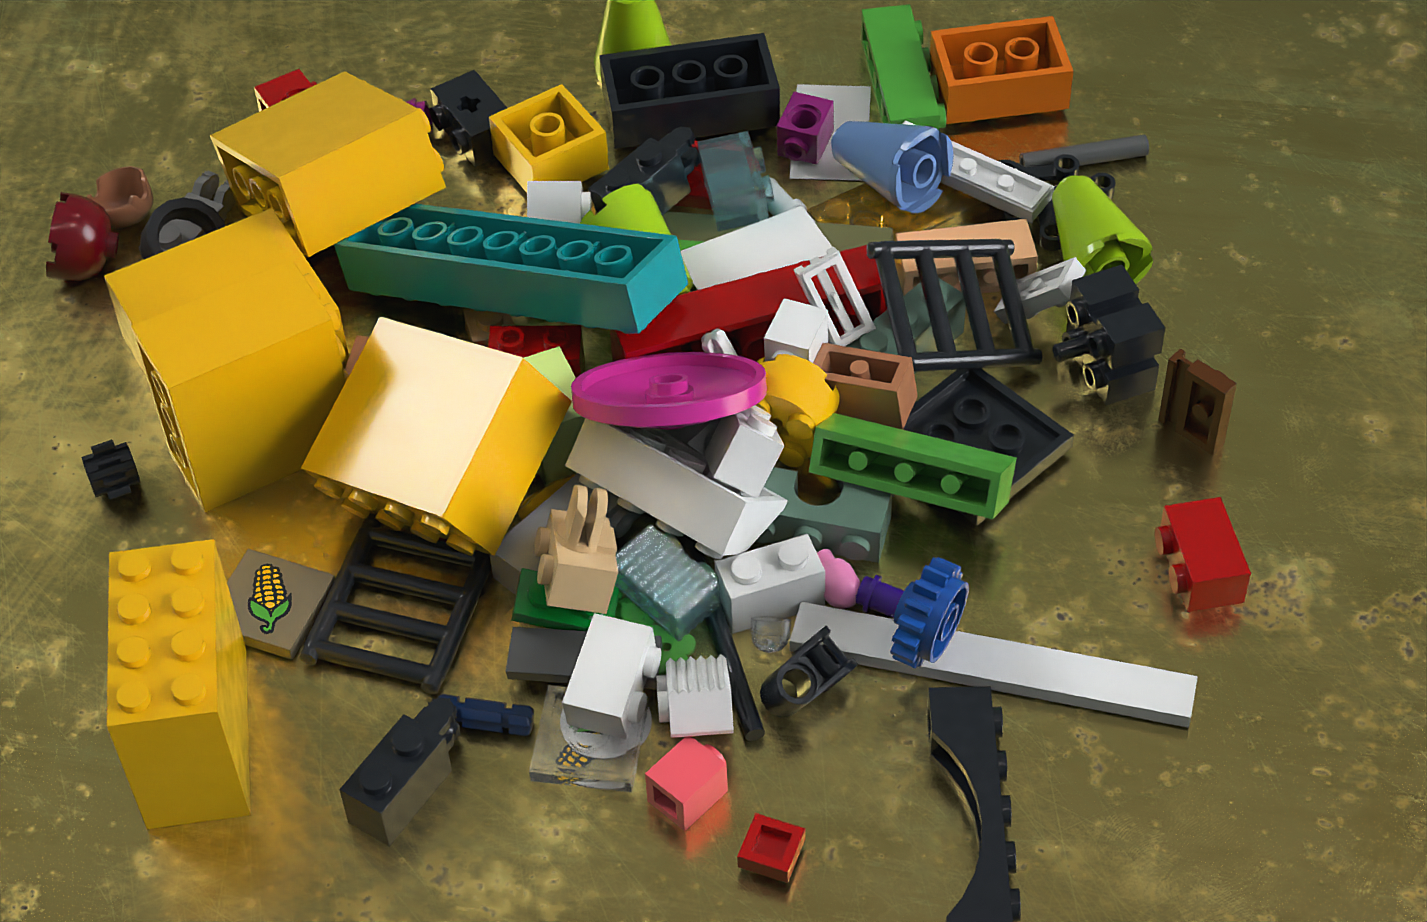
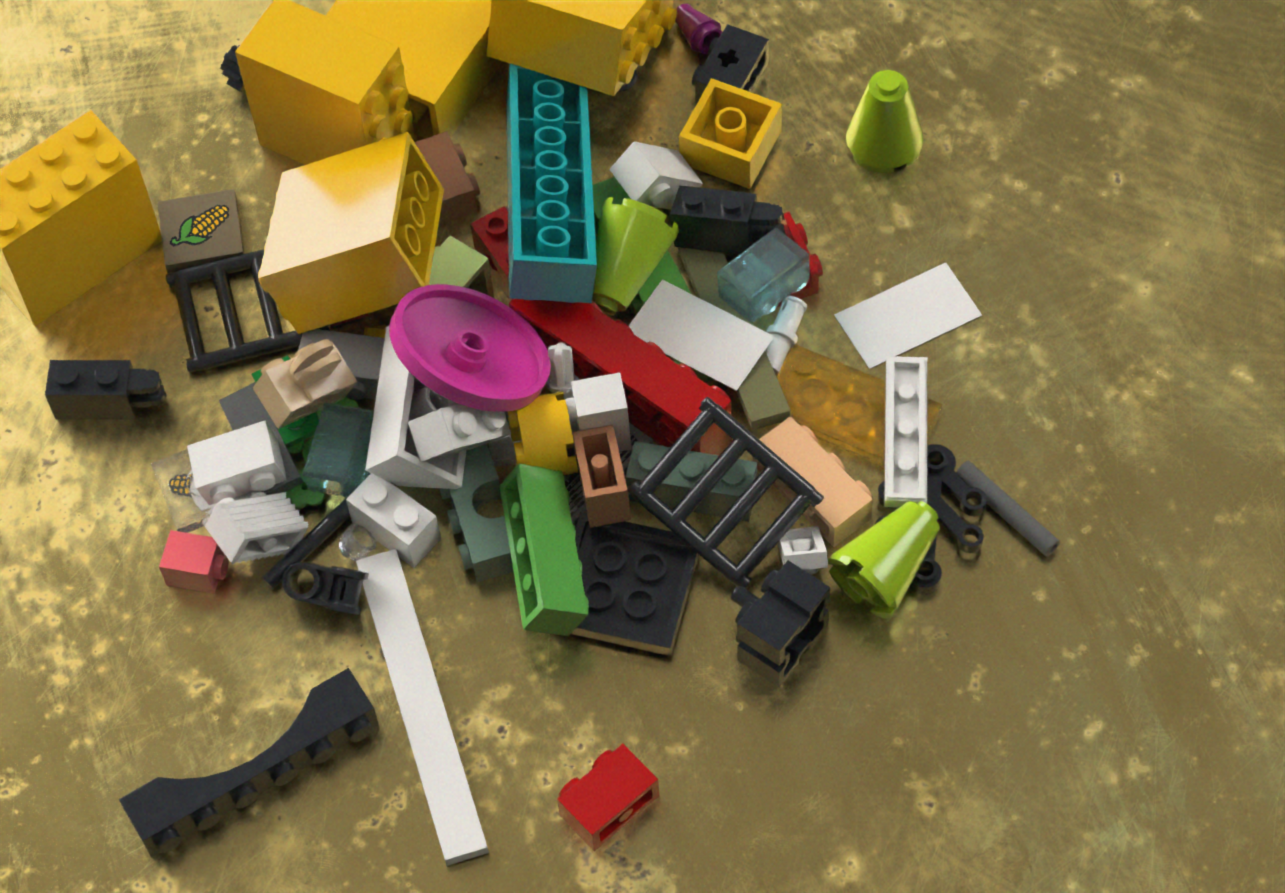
camera: 60 degrees right, 10 degrees up
(493, 715) = (183, 409): dark blue axle -> none
(696, 85) = (858, 192): black brick -> none
(771, 847) = (171, 643): red plate -> none
(805, 128) = (884, 280): magenta brick -> none
(818, 267) = (657, 410): white tile -> none
(840, 581) = (431, 561): bright pink cylinder -> none
(878, 596) = (433, 604): dark purple pin -> none
(896, 160) = (858, 374): medium blue cone -> none
(900, 67) = (994, 328): bright green brick -> none
(929, 613) = (400, 631): blue gear -> none
(1001, 69) = (1045, 394): orange brick -> none
(1197, 401) = (750, 718): reddish brown plate -> none

